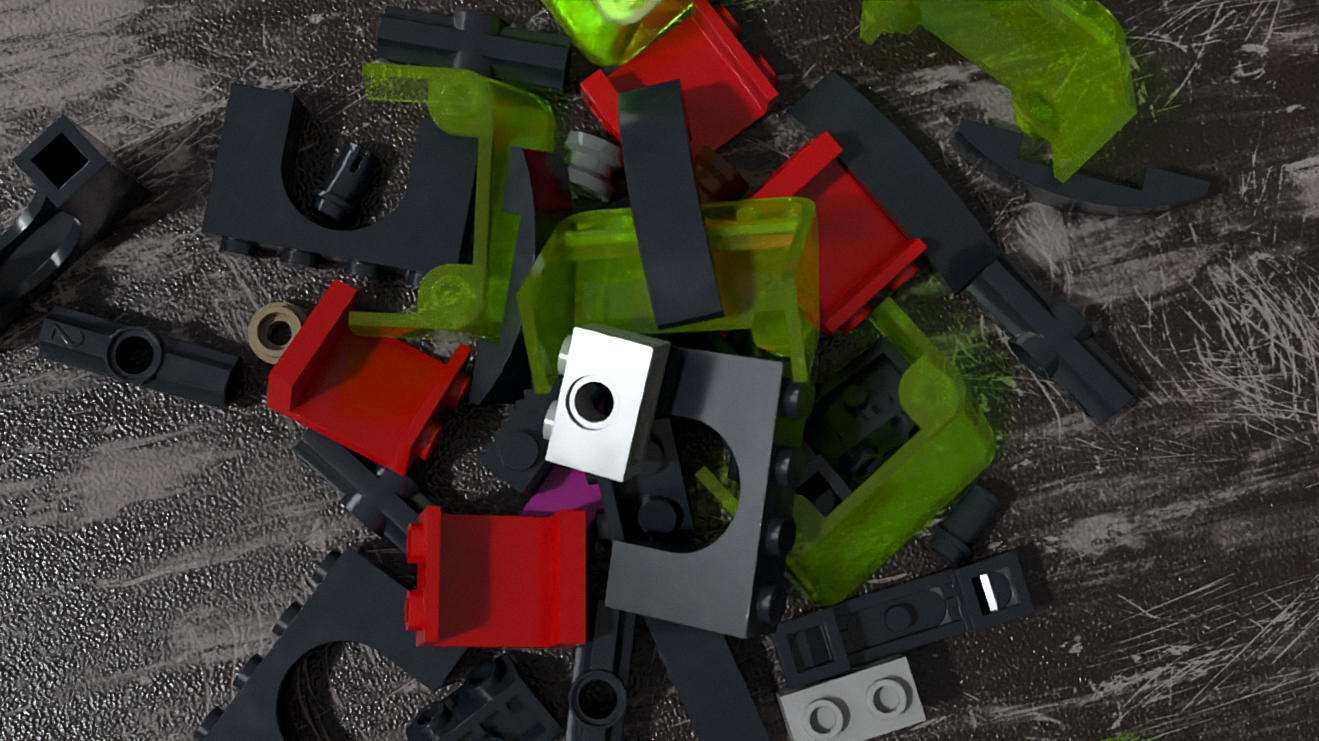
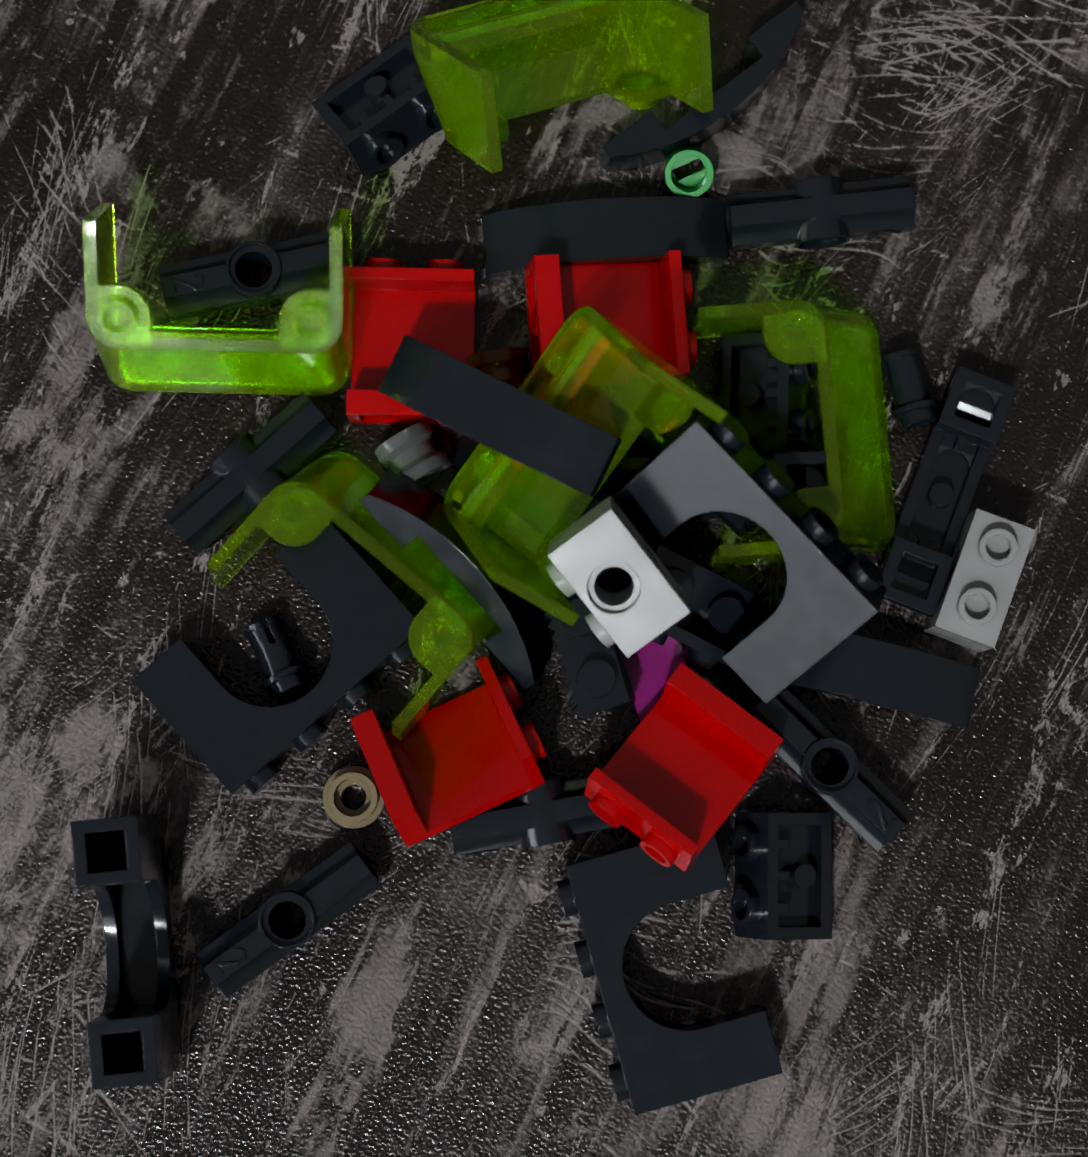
camera: 50 degrees left, 0 degrees up
(995, 217) = (695, 180): none -> green hinge

